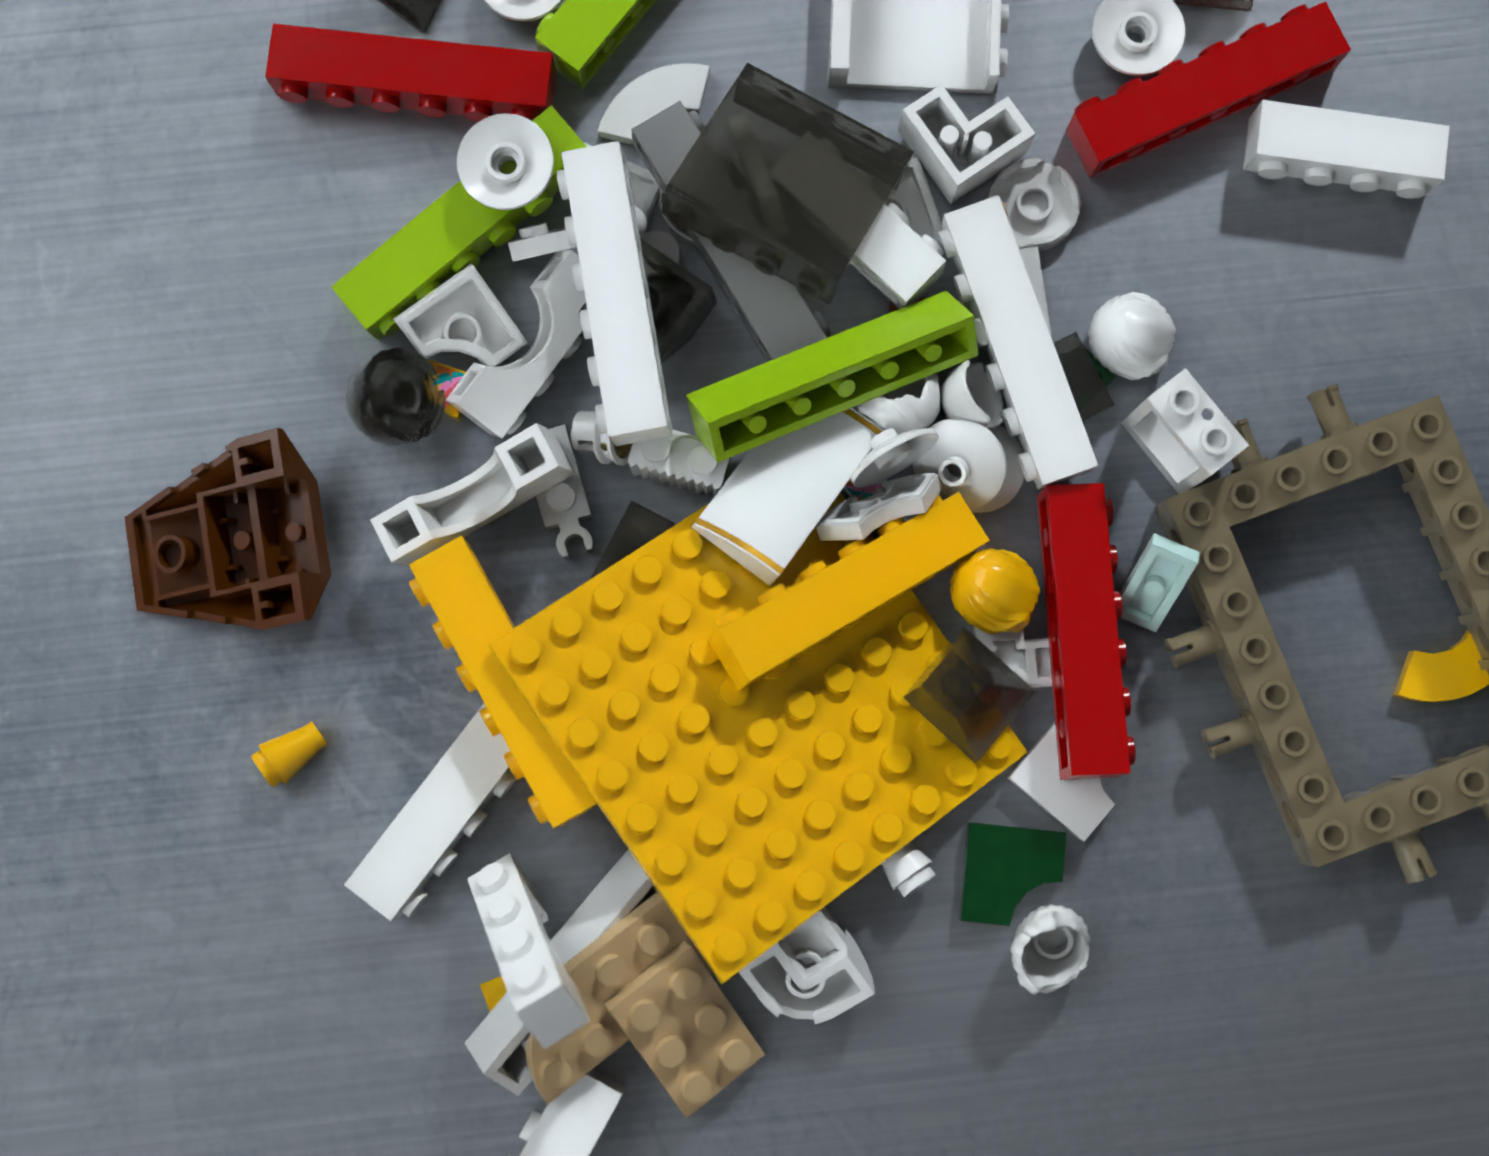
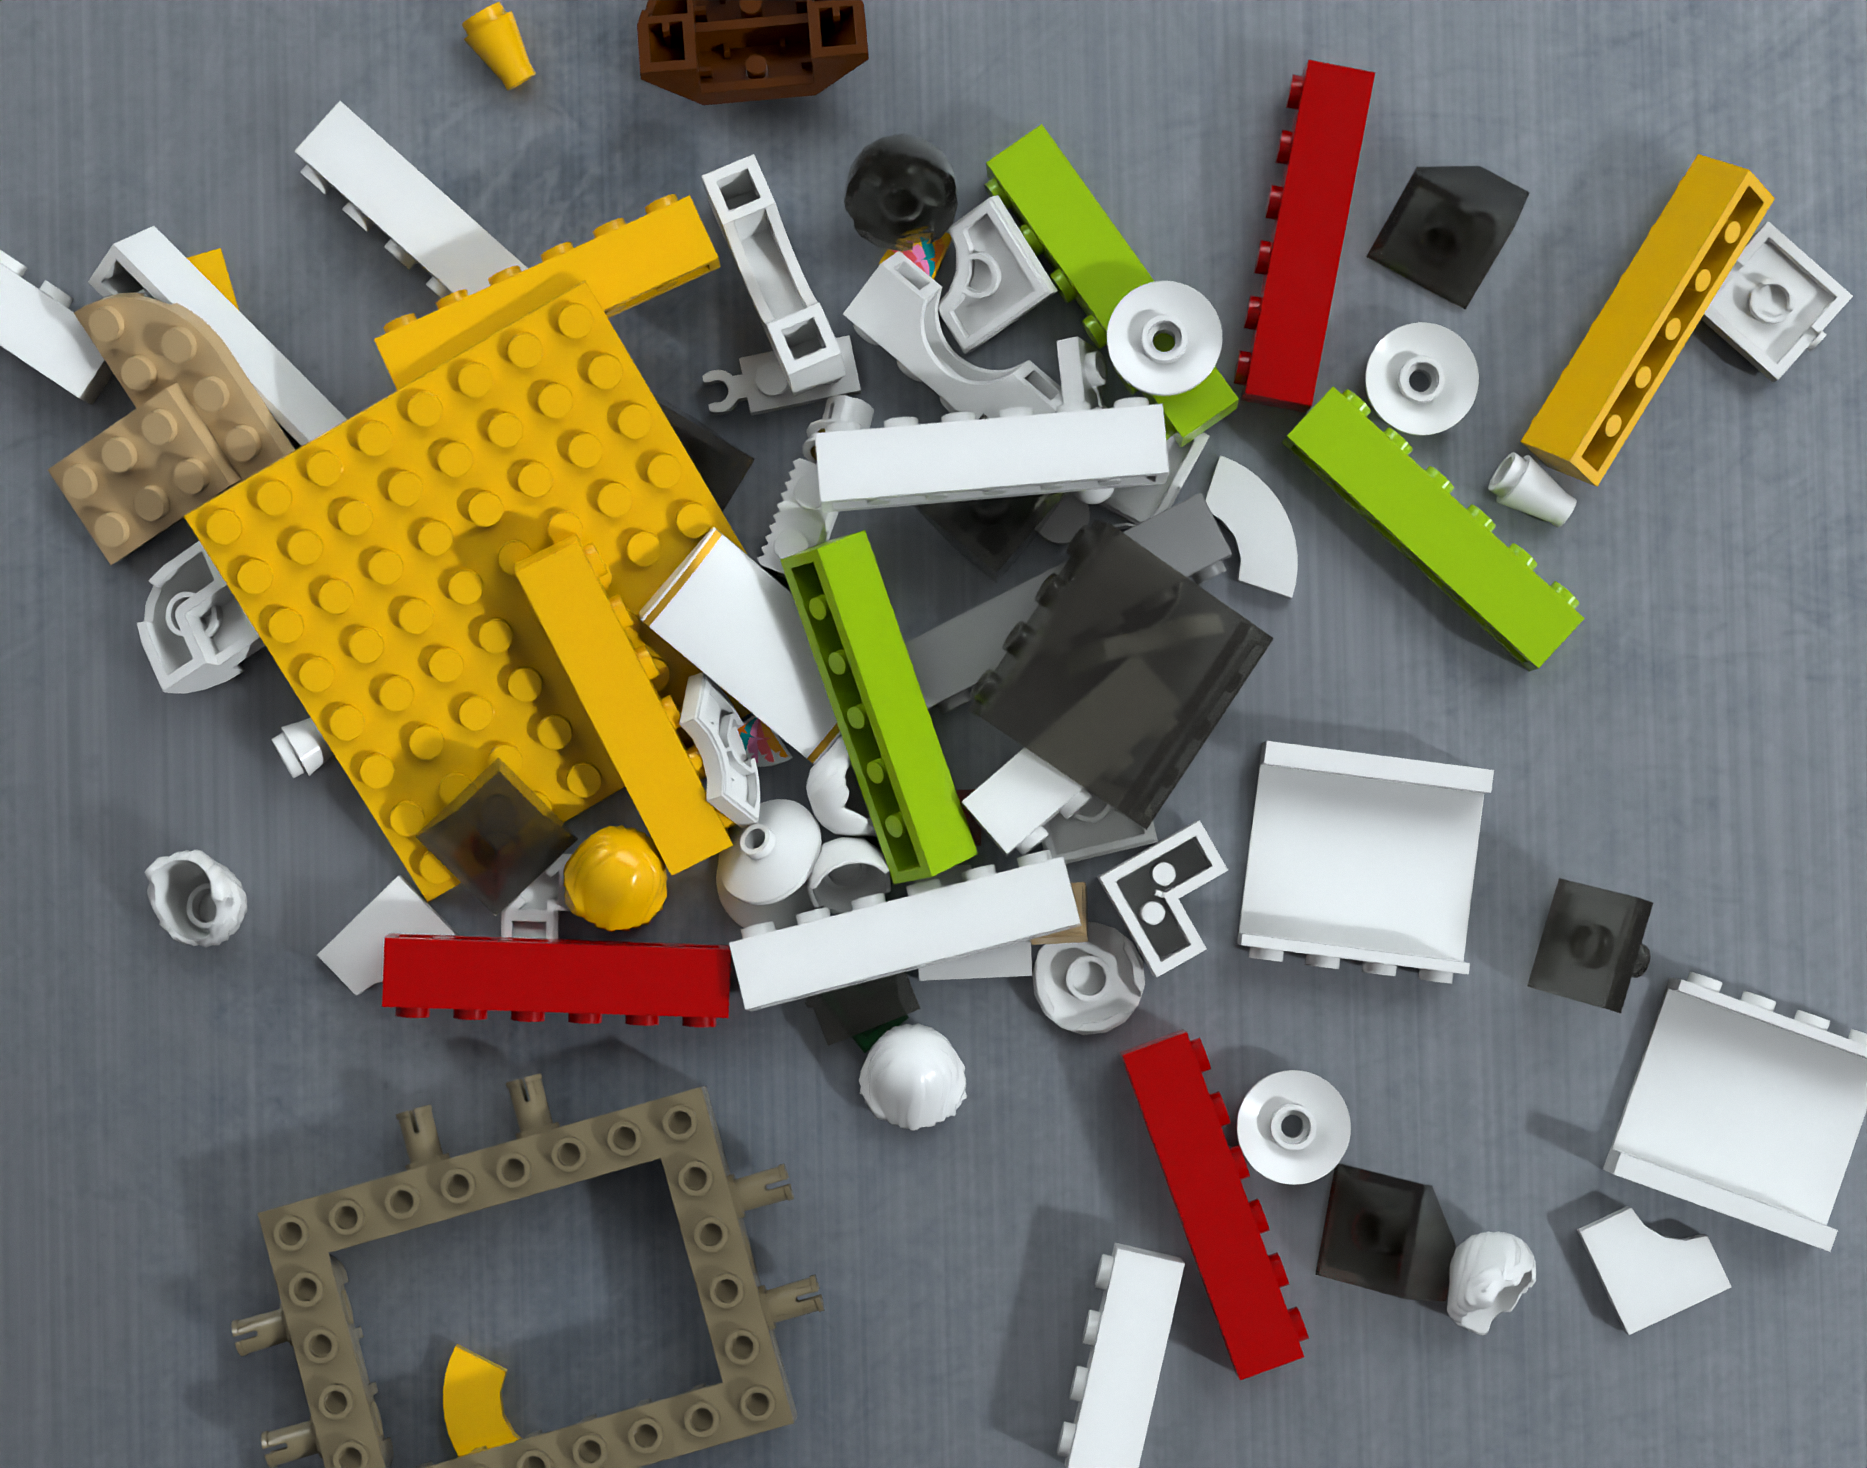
camera: 100 degrees right, 5 degrees up
(530, 968) = (209, 304): white arch -> none
(892, 454) = (783, 767): white dish -> none
(1004, 866) = (298, 861): dark green tile -> none
(1156, 581) = (606, 1067): light aqua plate -> none
(1178, 437) = (753, 1128): white window -> none

